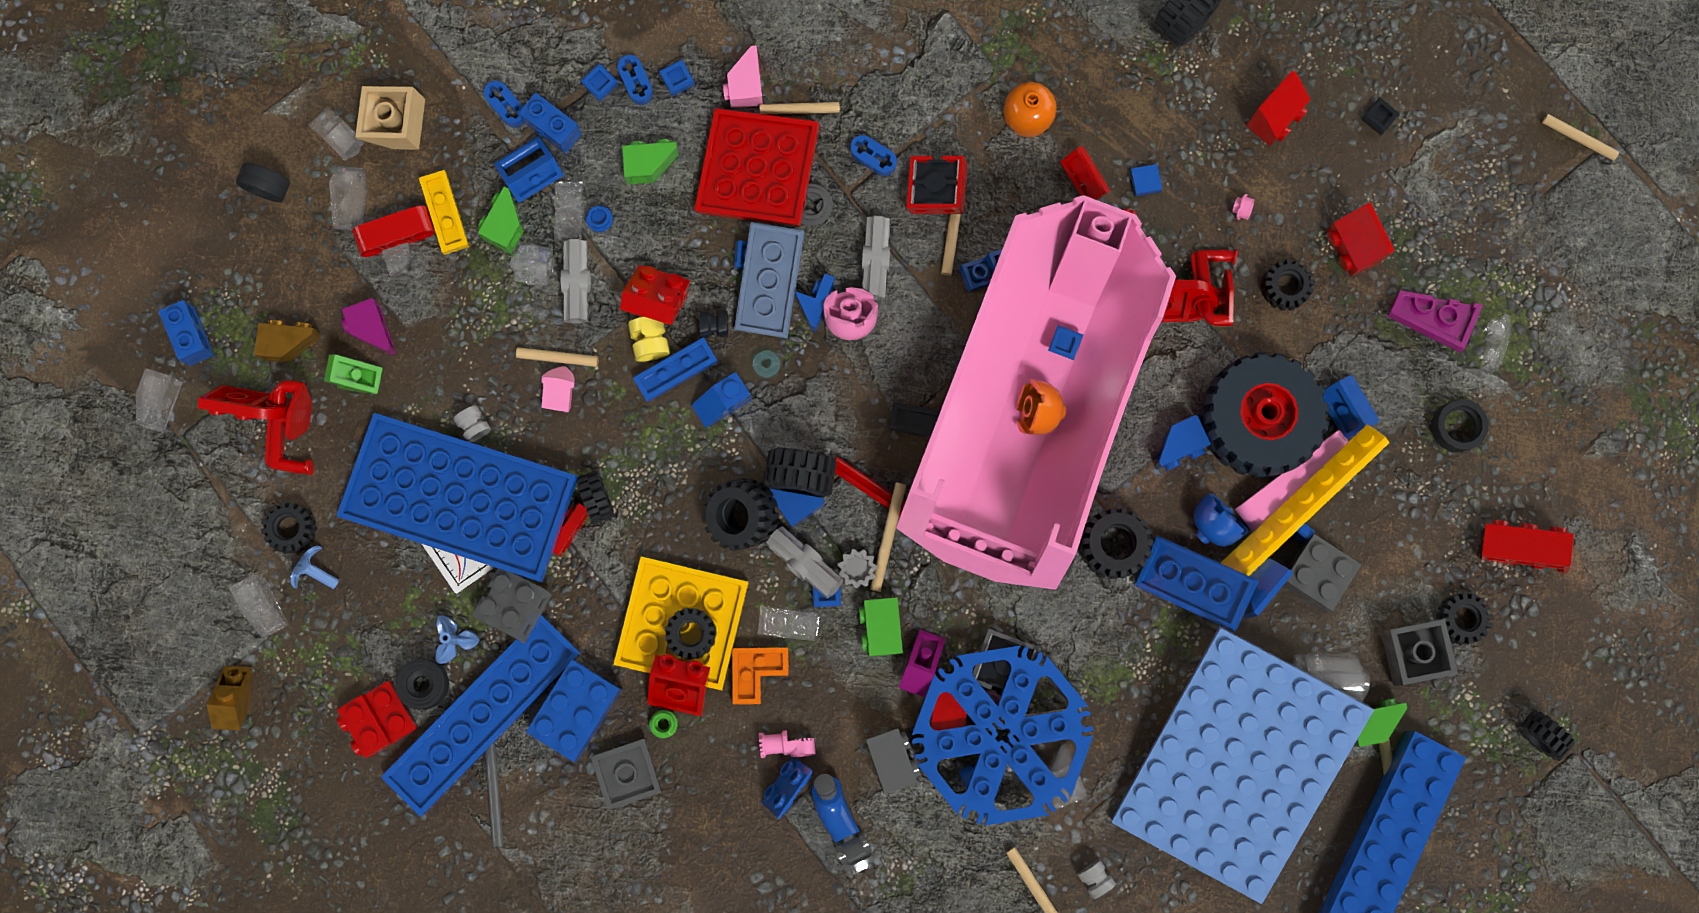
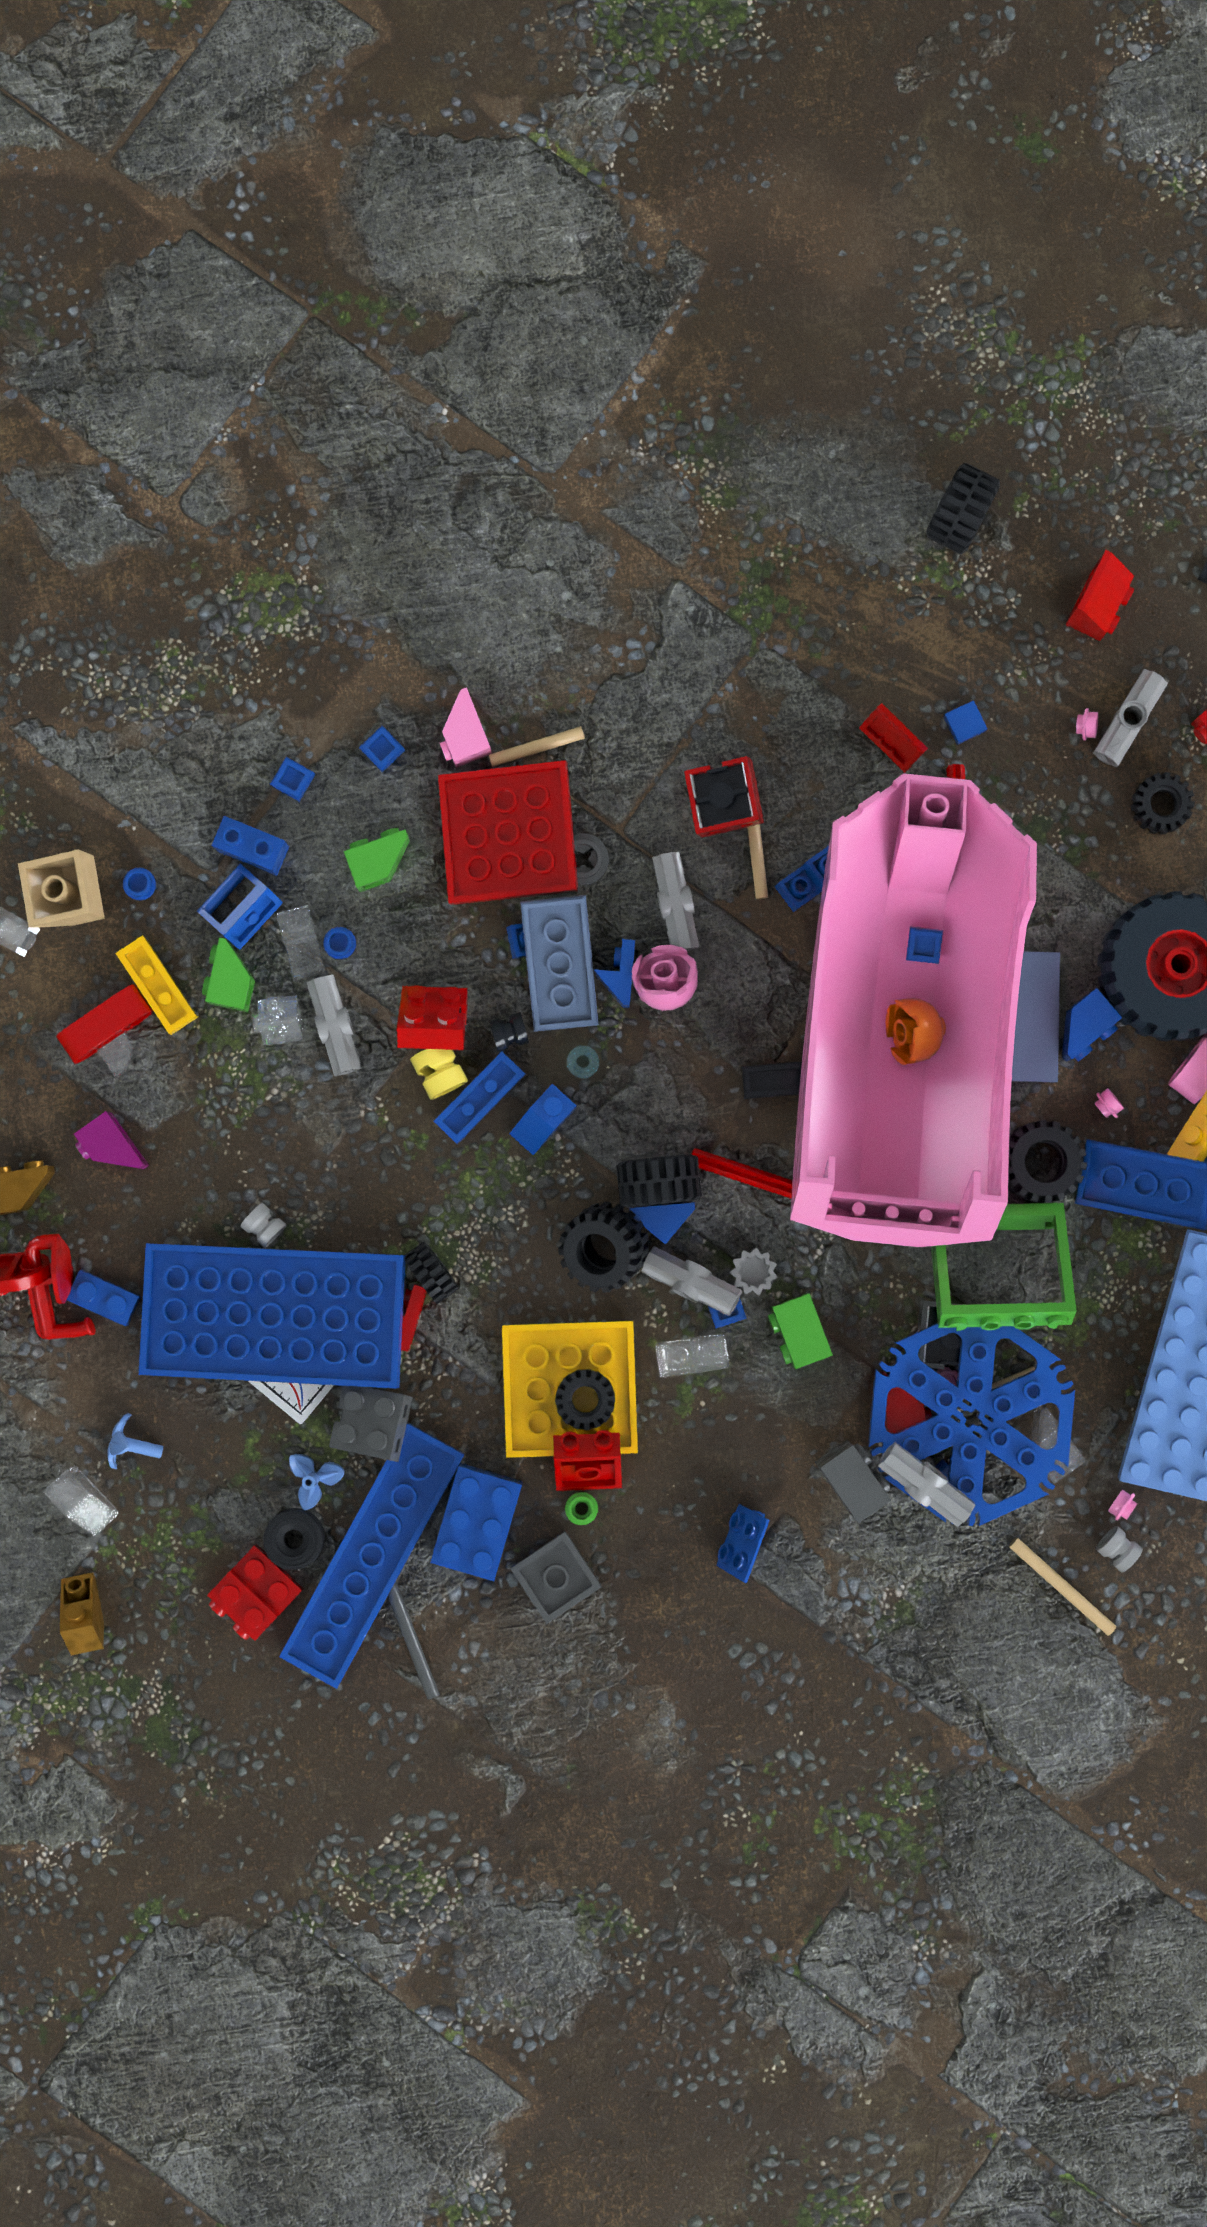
camera: 10 degrees left, 5 degrees up
(273, 521) = (68, 1396): black tyre -> none
(327, 448) = (103, 1298): none -> blue plate
(348, 197) = (39, 998): clear slope -> none
(352, 374) = (109, 1206): bright green slope -> none
(454, 130) = (139, 884): none -> blue plate
(500, 107) = (184, 841): blue beam -> none
(557, 389) = (350, 1157): bright pink tile -> none
(559, 357) = (337, 1119): tan bar -> none
(629, 82) = (328, 769): blue beam -> none
(750, 665) = (662, 1415): orange plate -> none
(779, 744) = (719, 1495): bright pink connector -> none
(838, 821) = (810, 1563): piece -> none
(876, 150) = (635, 787): blue beam -> none
(888, 536) = (779, 1224): tan bar -> none
(922, 663) = (857, 1359): magenta slope -> none
(950, 777) = (926, 1484): none -> light grey piece
(1029, 109) = (803, 687): orange cylinder -> none
(1064, 659) = (1019, 1315): none -> bright green window
(1109, 843) = (1123, 1505): none -> bright pink plate
(1139, 428) = (1037, 1019): none -> sand blue tile
(1182, 512) = (1108, 1103): none -> bright pink plate
(1198, 297) = (1066, 849): red plate -> none
(1217, 522) = (1152, 1106): blue cylinder -> none
(1289, 200) = (1140, 702): none -> light grey piece

